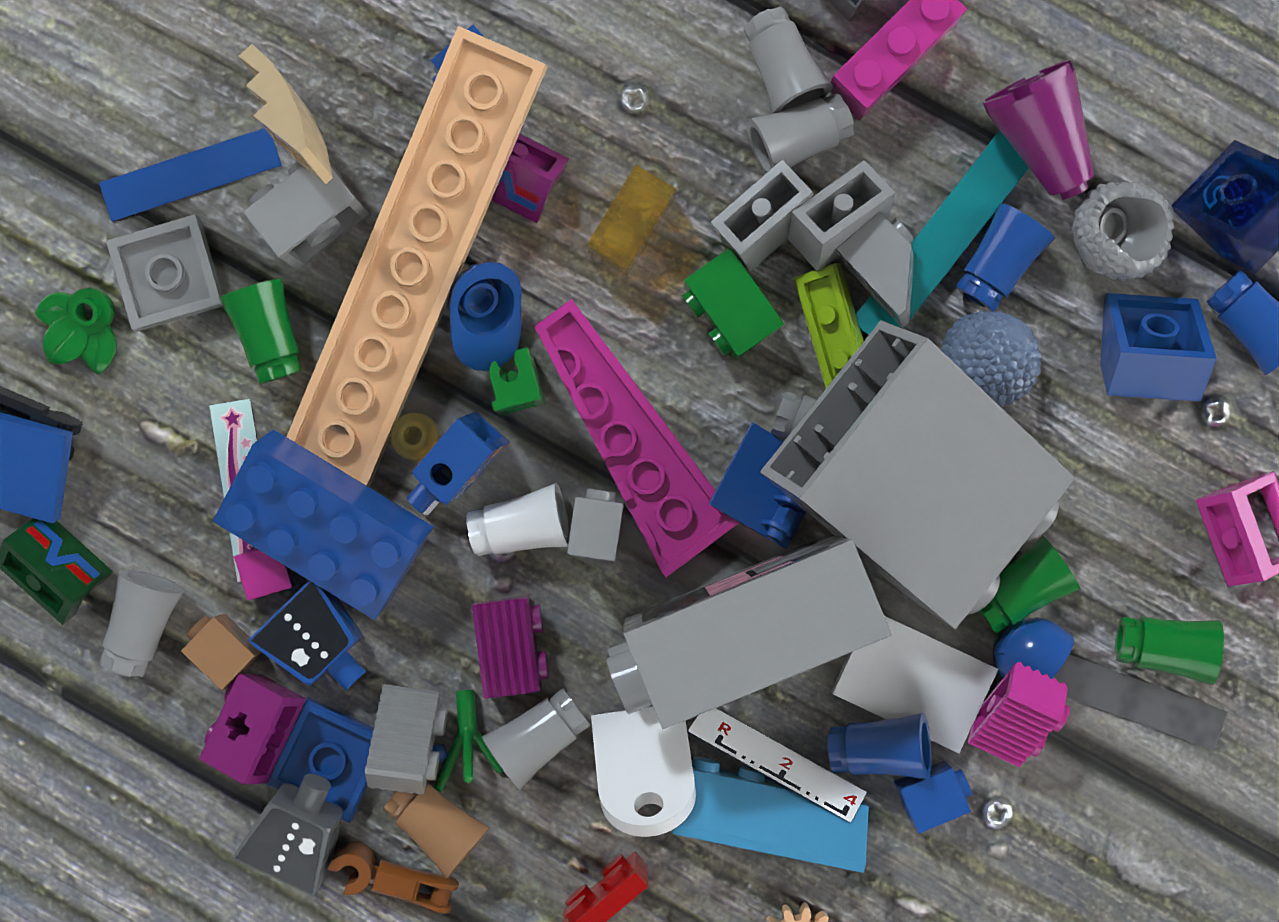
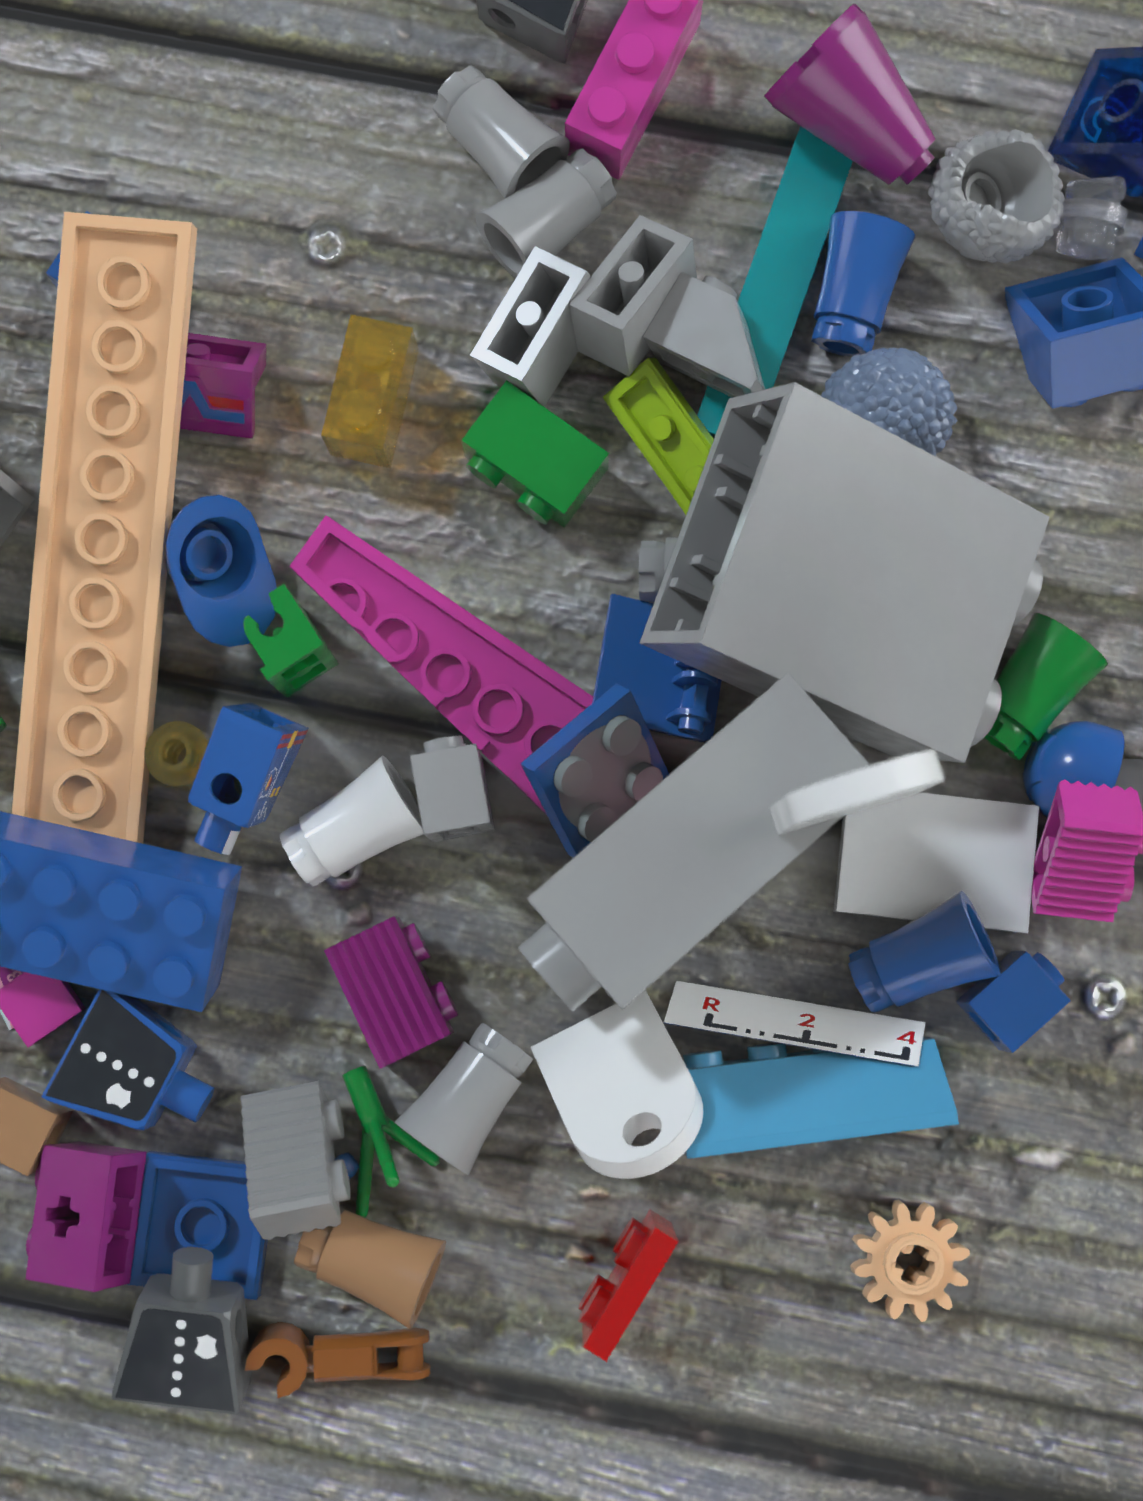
camera: 15 degrees left, 5 degrees down
(700, 546) = (595, 769): none -> piece
(869, 647) = (857, 791): none -> white tile
(1186, 265) = (1092, 218): none -> clear piece

